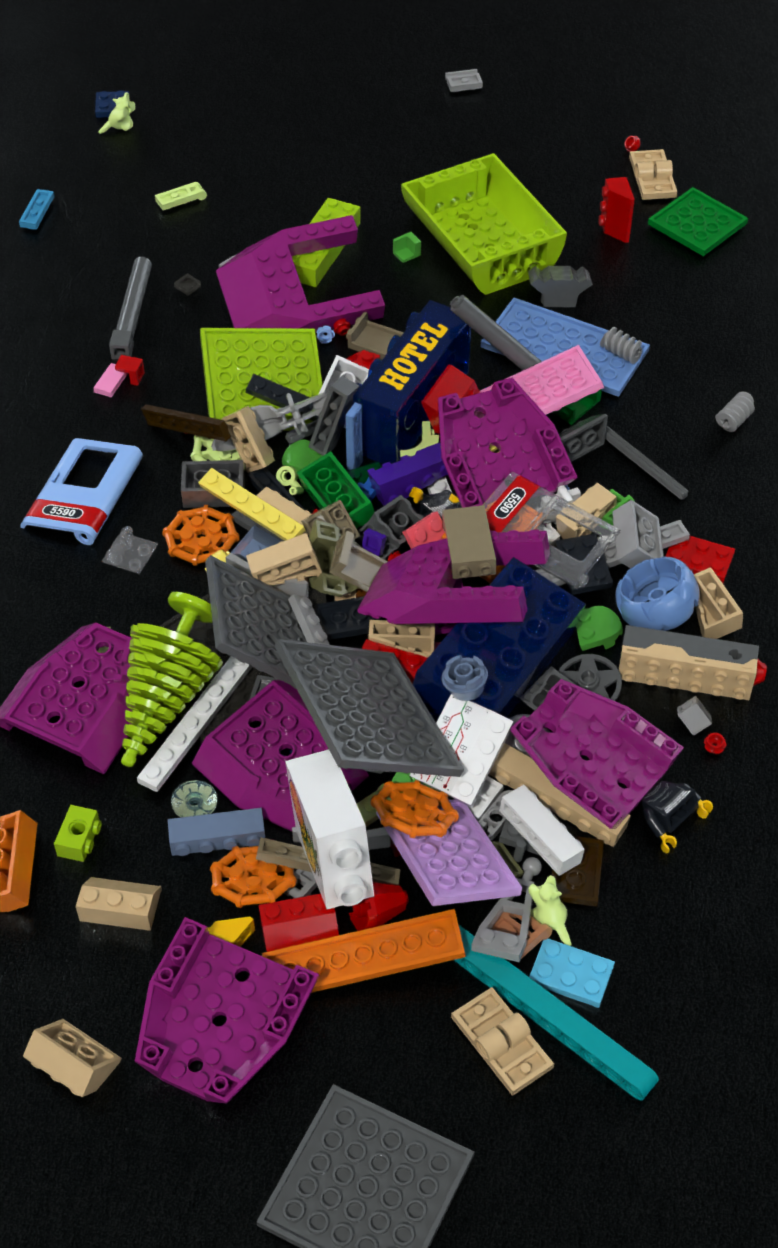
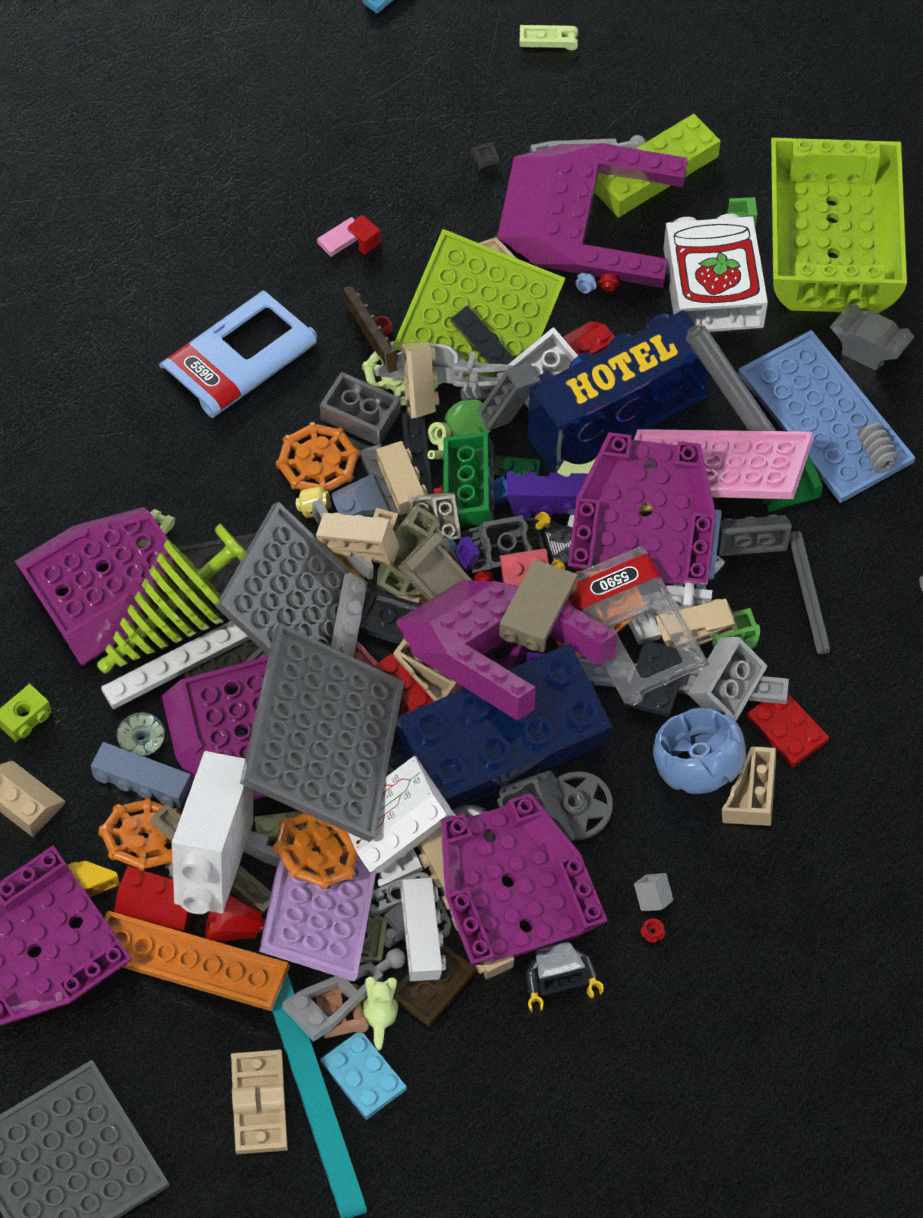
camera: 30 degrees right, 10 degrees up
(122, 338) = (378, 194): dark grey brick -> none
(129, 551) = (241, 444): clear hinge -> none
(251, 505) = (372, 456): light yellow plate -> none
(354, 437) = (517, 428): medium blue tile -> none
(370, 336) = (630, 306): dark tan panel -> none
(413, 278) = (716, 272): none -> brick
(449, 382) = (650, 421): red slope -> none
(465, 677) = (428, 749): sand blue cone -> none
(598, 627) = (627, 752): bright green slope -> none
(690, 662) = (682, 837): tan piece -> none

